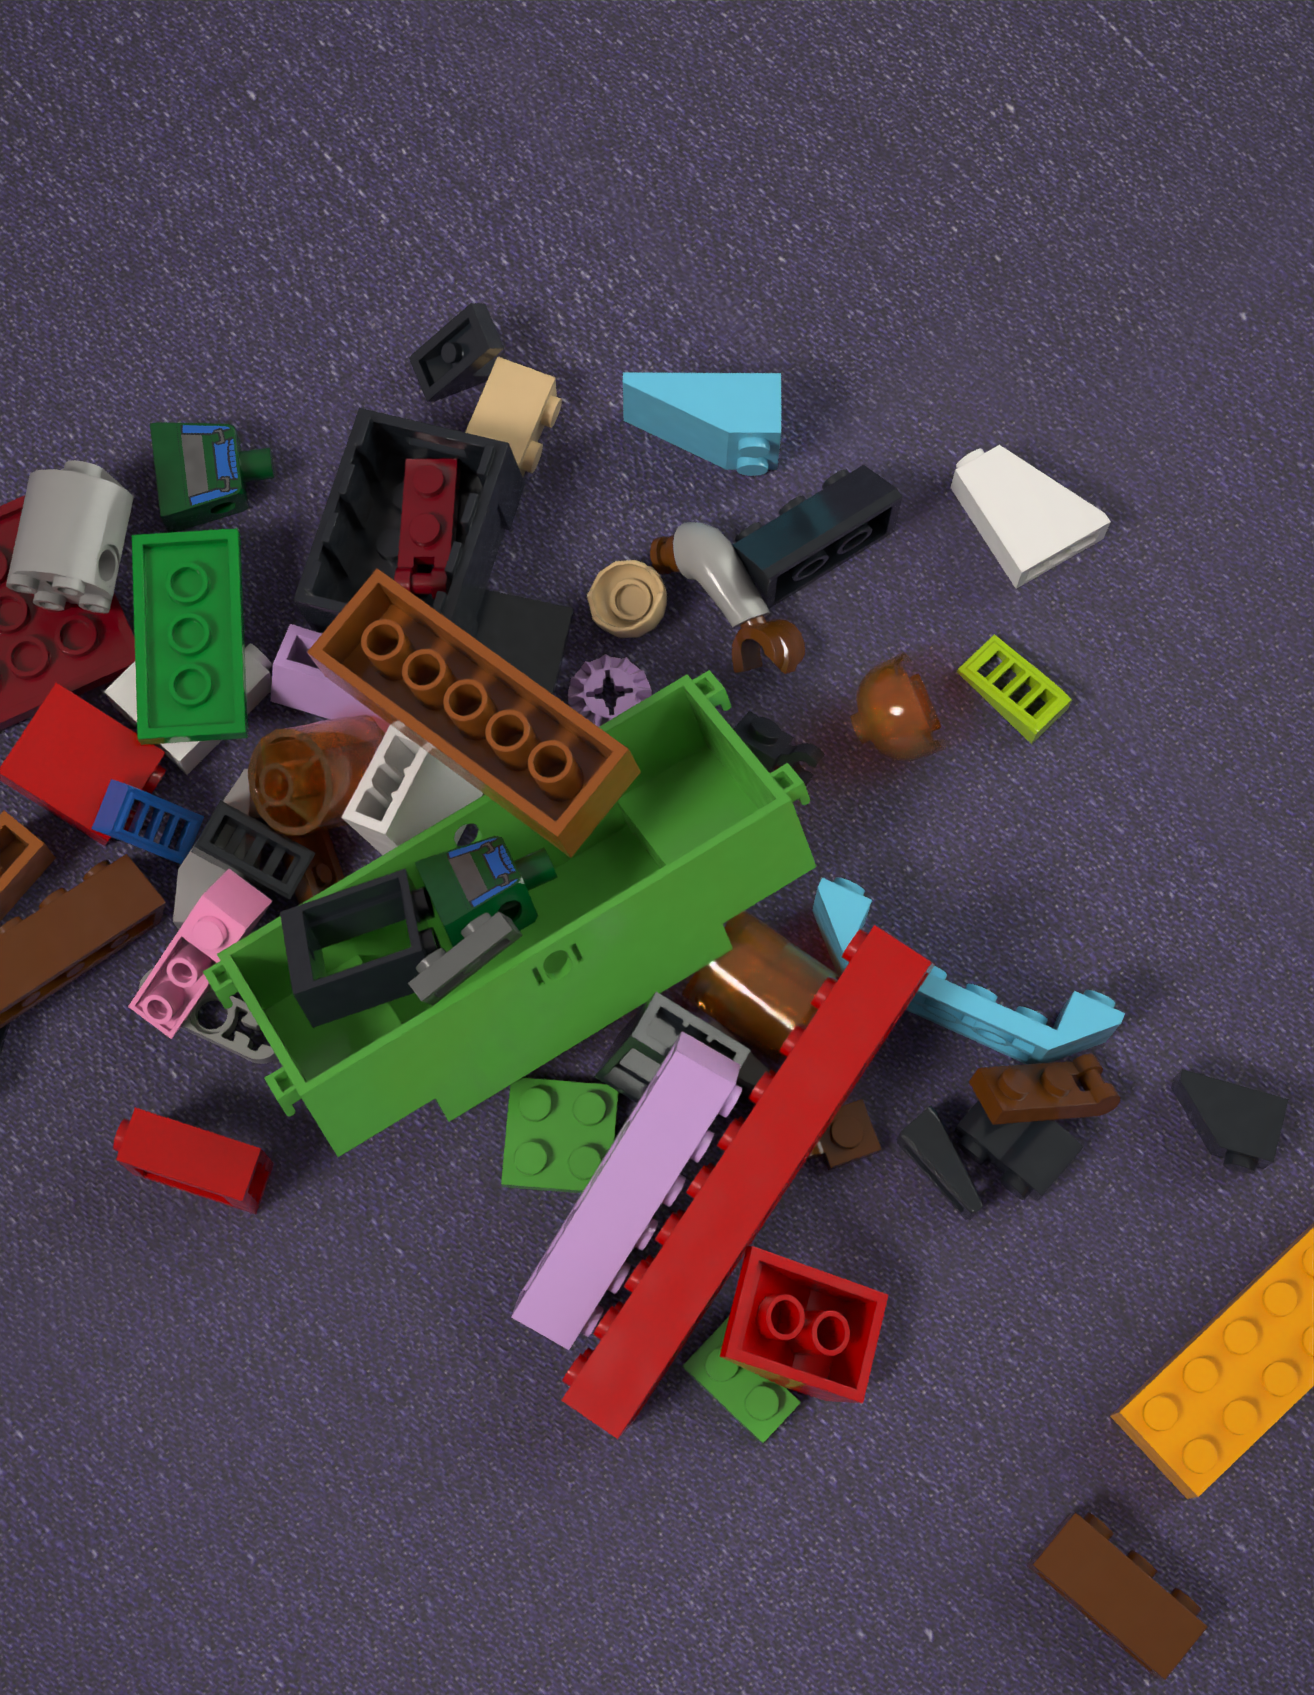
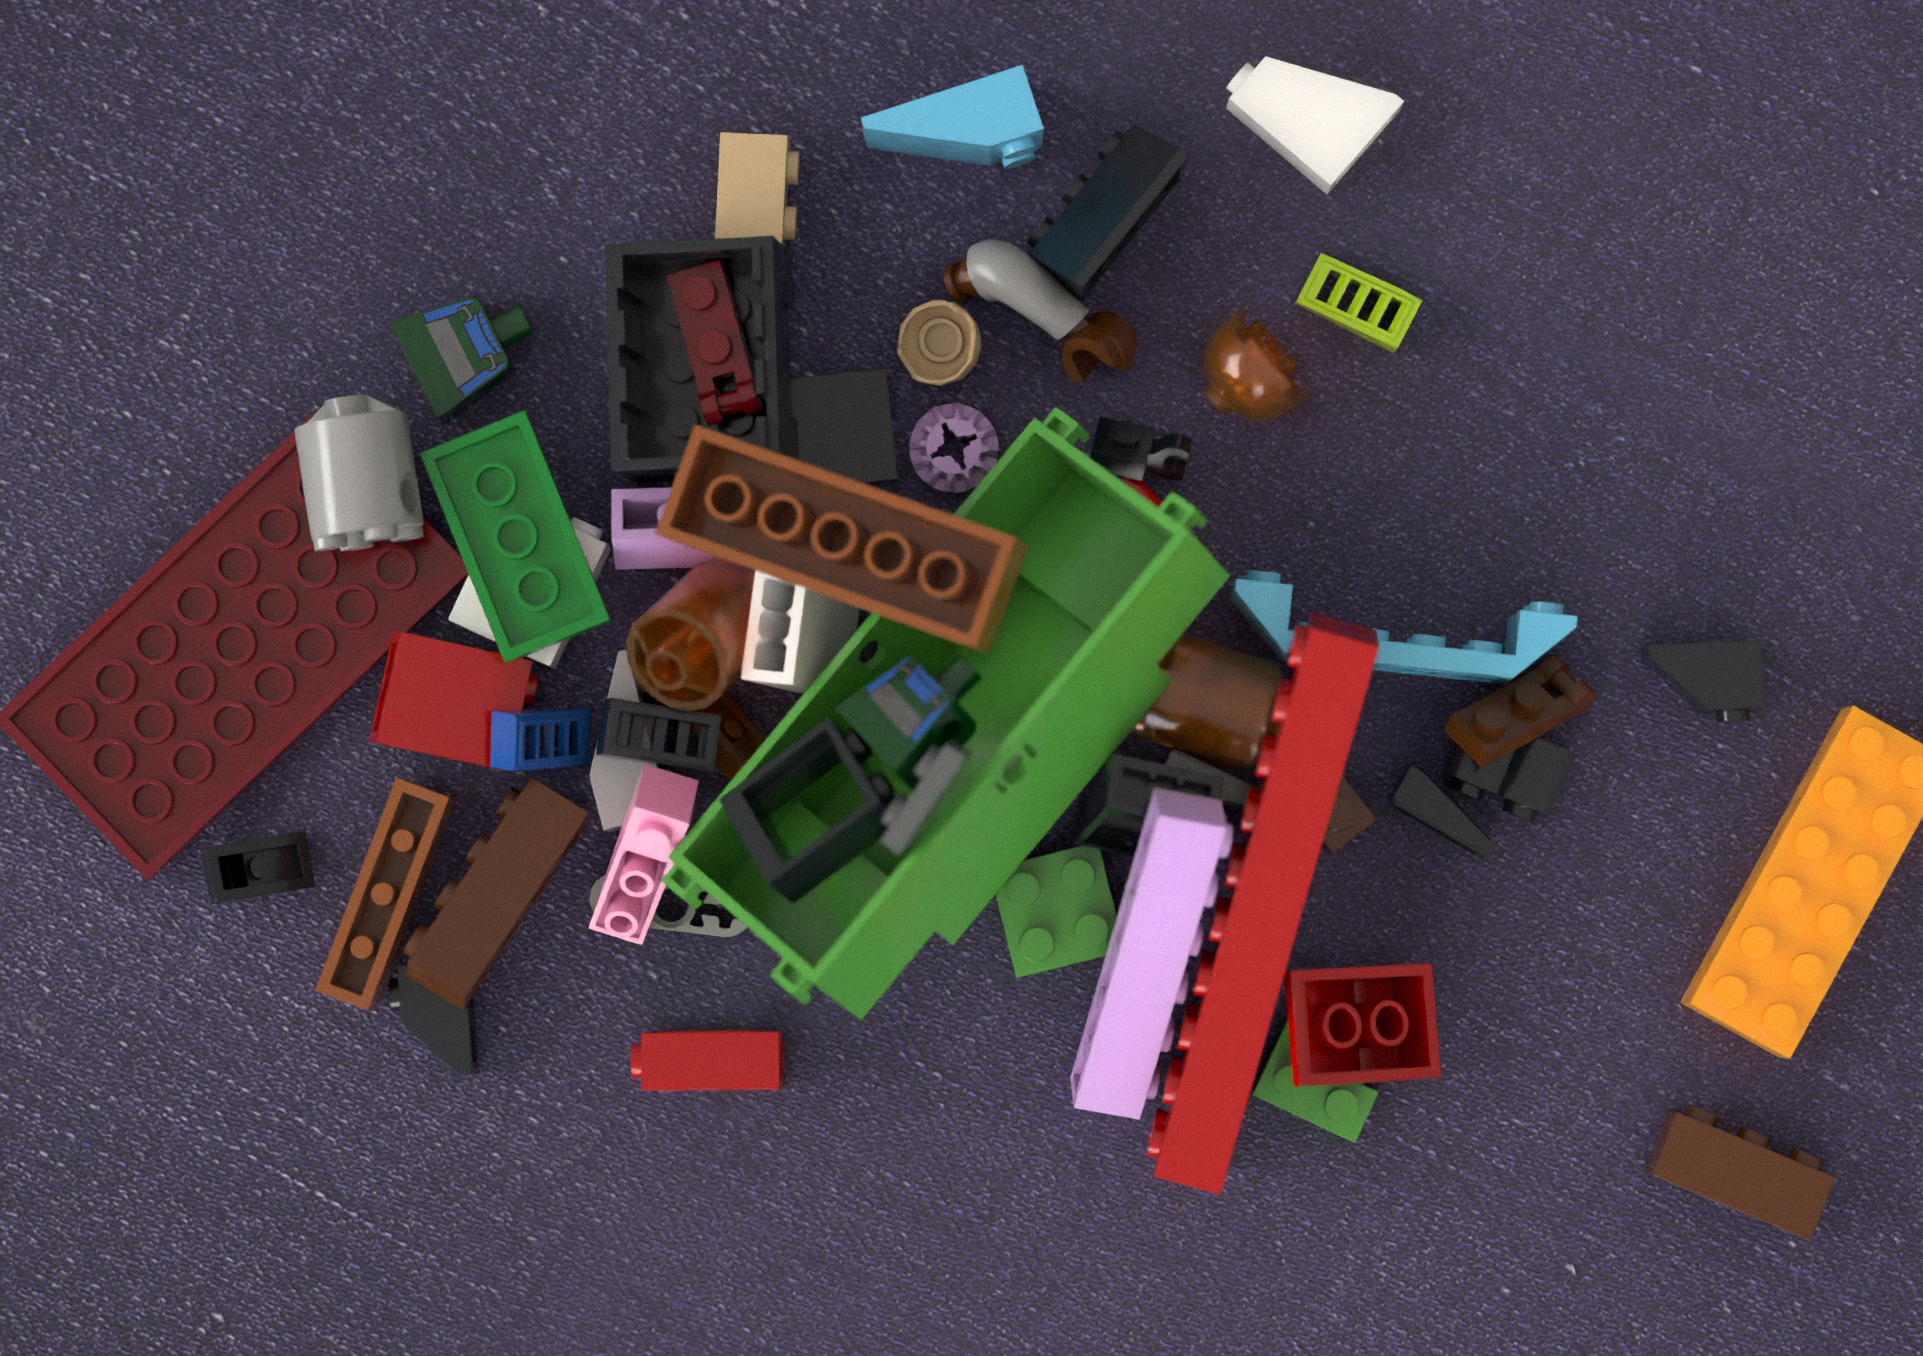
camera: 10 degrees left, 10 degrees up
(458, 354) = (676, 140): black slope -> none

